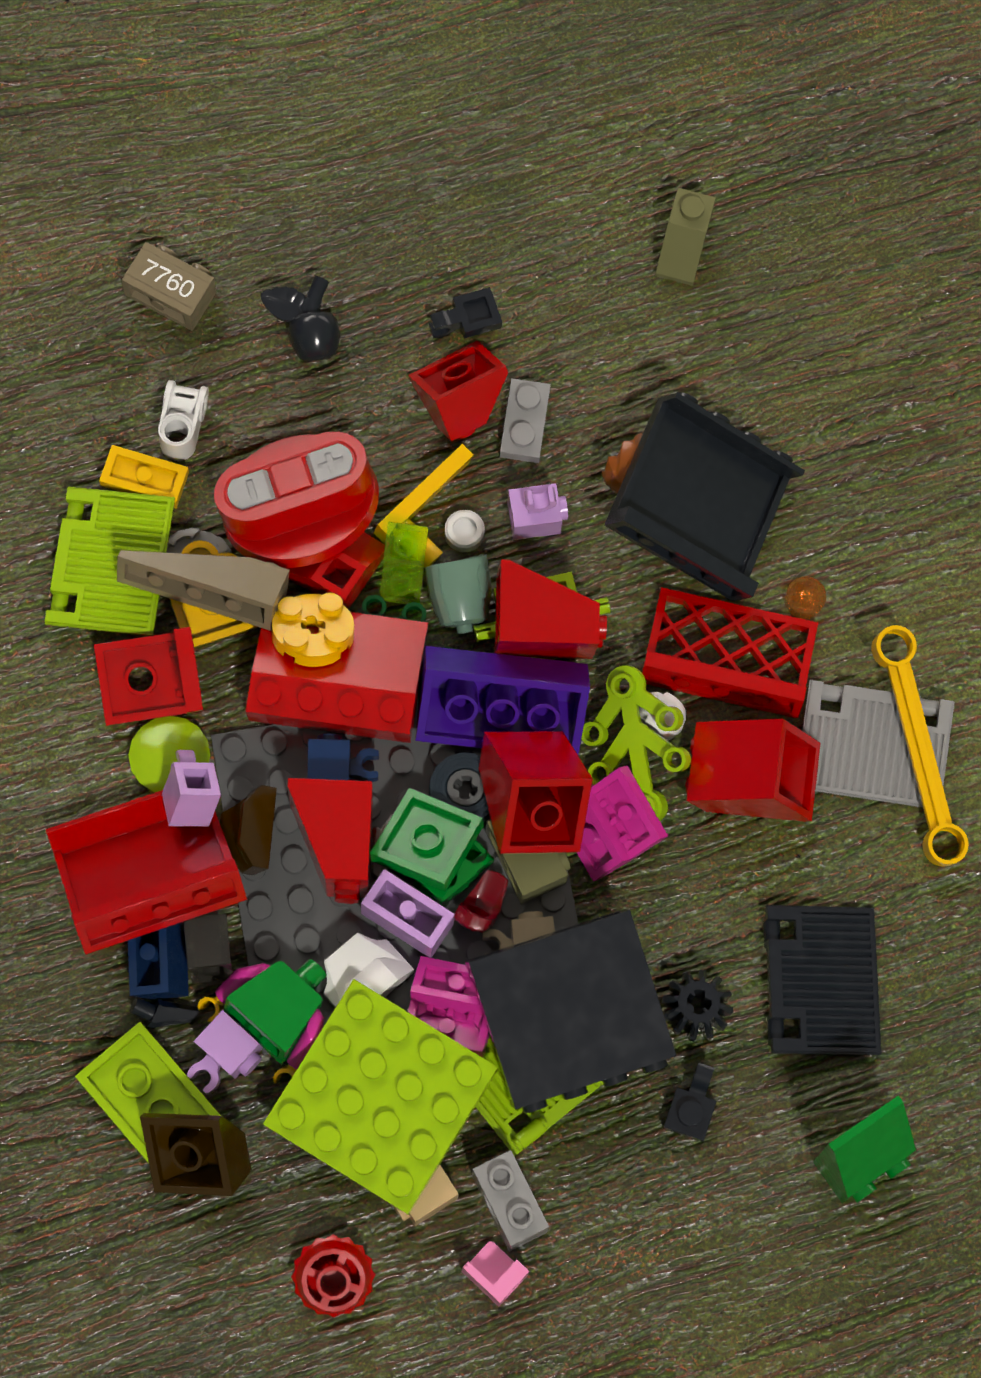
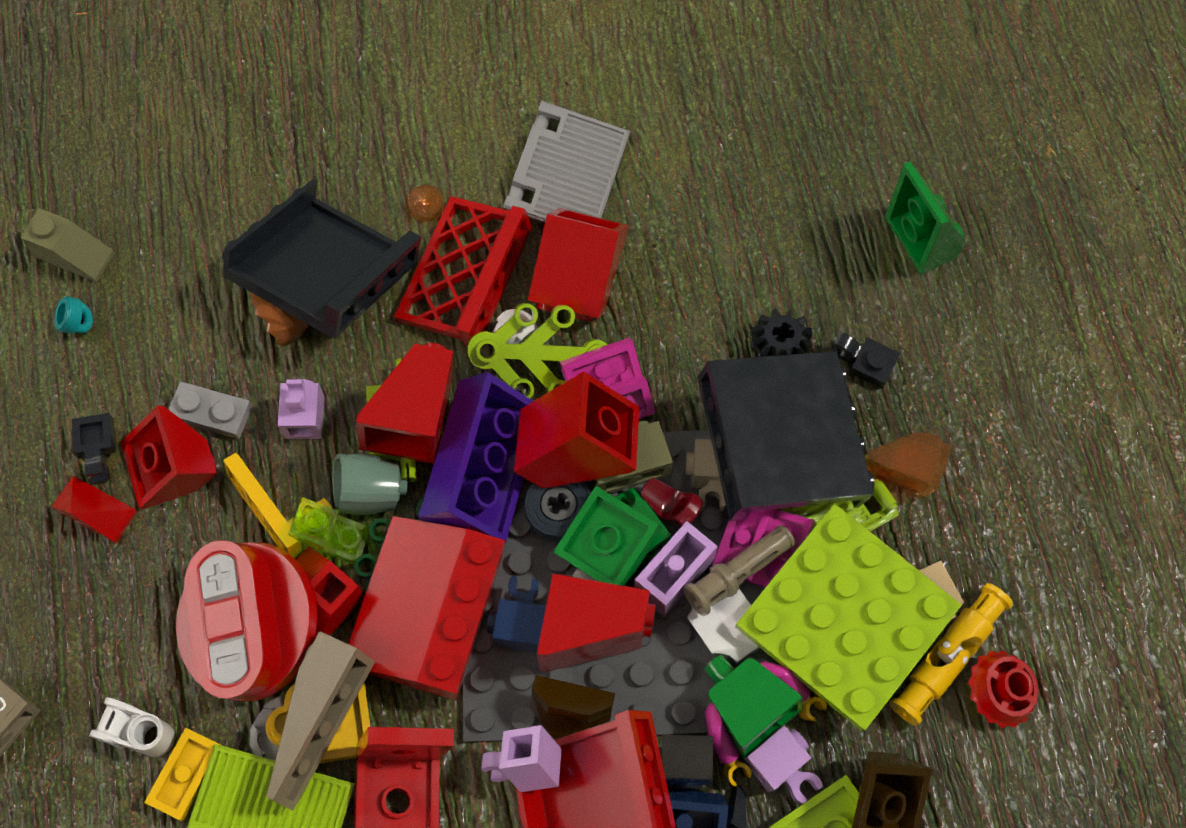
camera: 75 degrees left, 5 degrees down
(156, 745) = (469, 792): lime dish -> none
(311, 331) = (73, 591): black piece -> none
(317, 610) = (365, 608): yellow plate -> none
(390, 1234) = (955, 649): none -> yellow piece
(400, 331) = (94, 509): none -> red slope
(400, 962) = (726, 578): none -> dark tan pin
(464, 530) = (305, 478): white tile -> none
(495, 1273) = (1007, 542): bright pink panel -> none
(510, 1200) = (945, 519): light grey brick -> none
(572, 1157) = (911, 462): none -> clear orange slope
(606, 257) = (69, 316): none -> teal tile
(823, 980) = (768, 241): black window -> none
(919, 745) = (575, 130): yellow piece -> none

